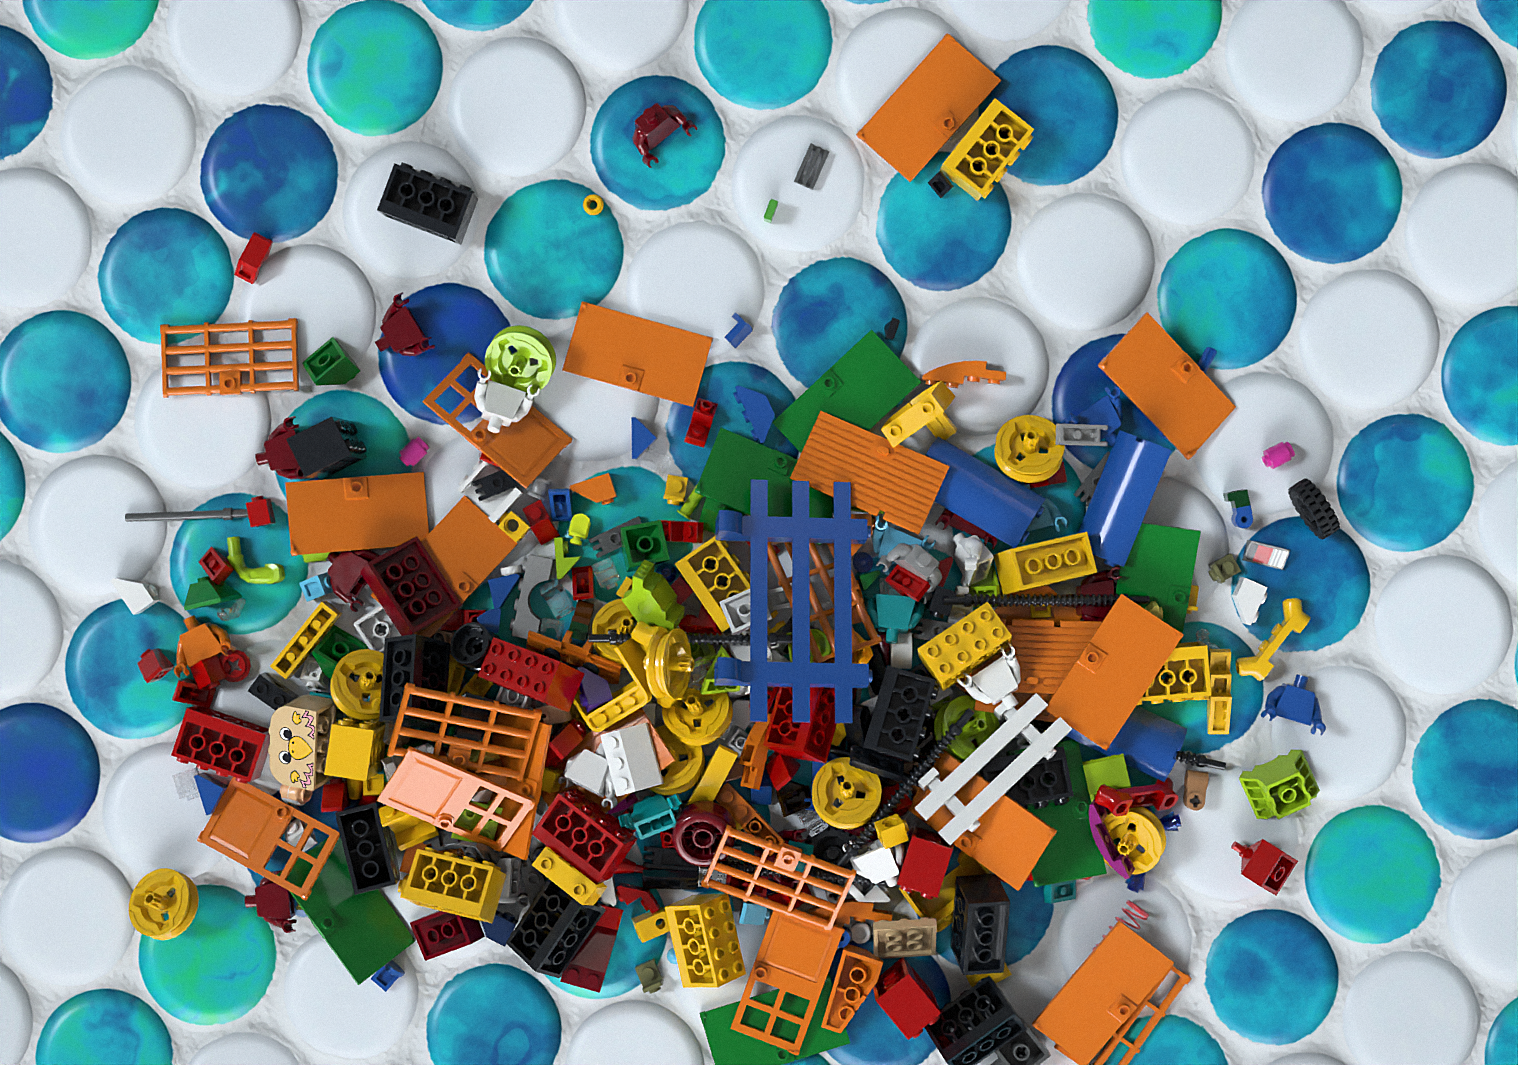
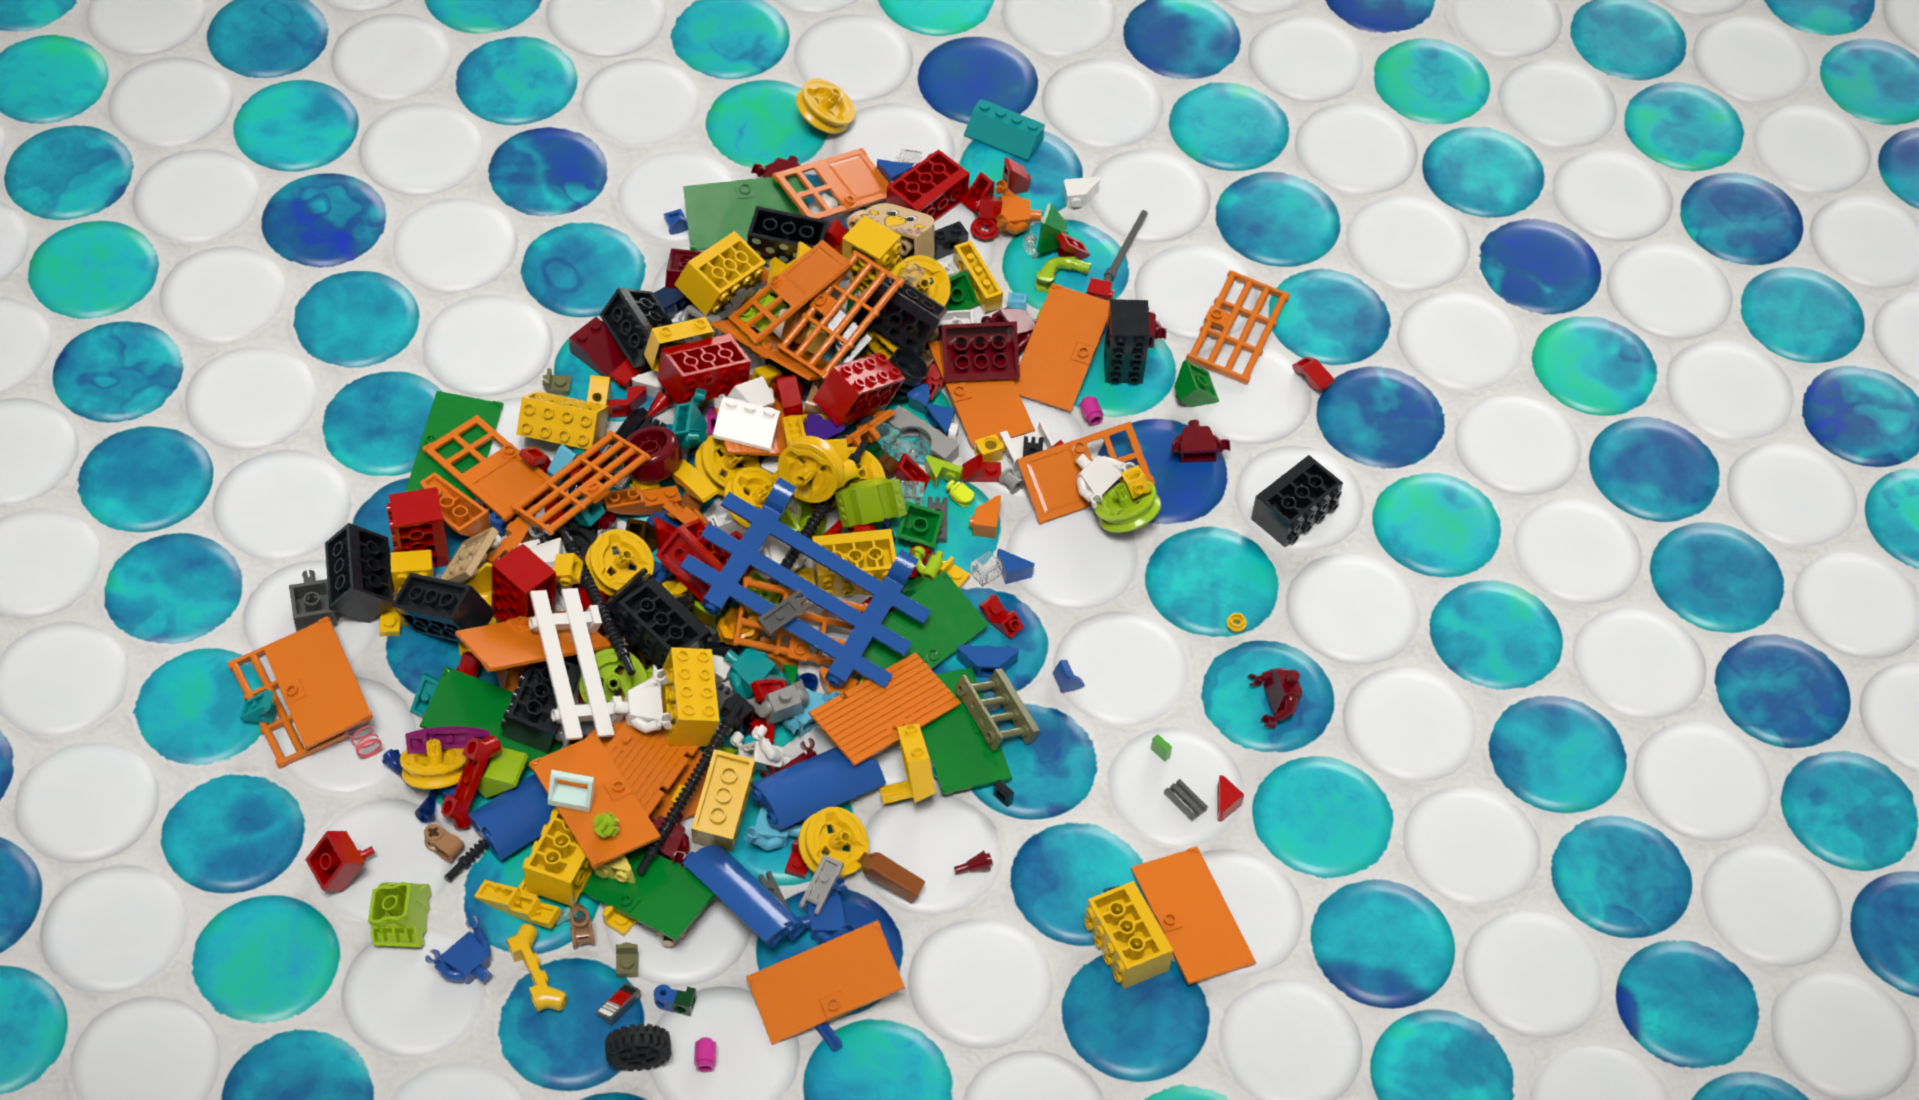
camera: 115 degrees right, 35 degrees down
(92, 709) = (1004, 130): none -> teal slope
(370, 691) = (912, 273): none -> clear panel
(494, 365) = (1135, 481): none -> yellow brick
(561, 504) = (990, 487): blue slope -> none
(637, 354) = (1086, 598): orange door -> none
(688, 508) = (933, 565): none -> lime plant
(738, 611) = (813, 568): white slope -> none
(758, 940) = (534, 456): none -> red slope
(795, 128) = (1228, 798): none -> red slope
(801, 357) = (1008, 698): none -> olive fence
(842, 604) = (783, 613): none -> dark grey hinge
(941, 980) = (408, 562): none -> yellow brick
(954, 374) = (932, 833): orange slope -> none
(973, 317) = (977, 863): none -> dark red cone
(1031, 381) = (891, 875): none -> dark orange piece
(1127, 692) = (571, 796): none -> light aqua tile
(1145, 643) = (606, 824): none -> lime gear
(1151, 1028) = (259, 708): none -> teal slope
(1215, 625) = (582, 929): none -> medium nougat piece
(1247, 598) = (587, 965): white slope -> none

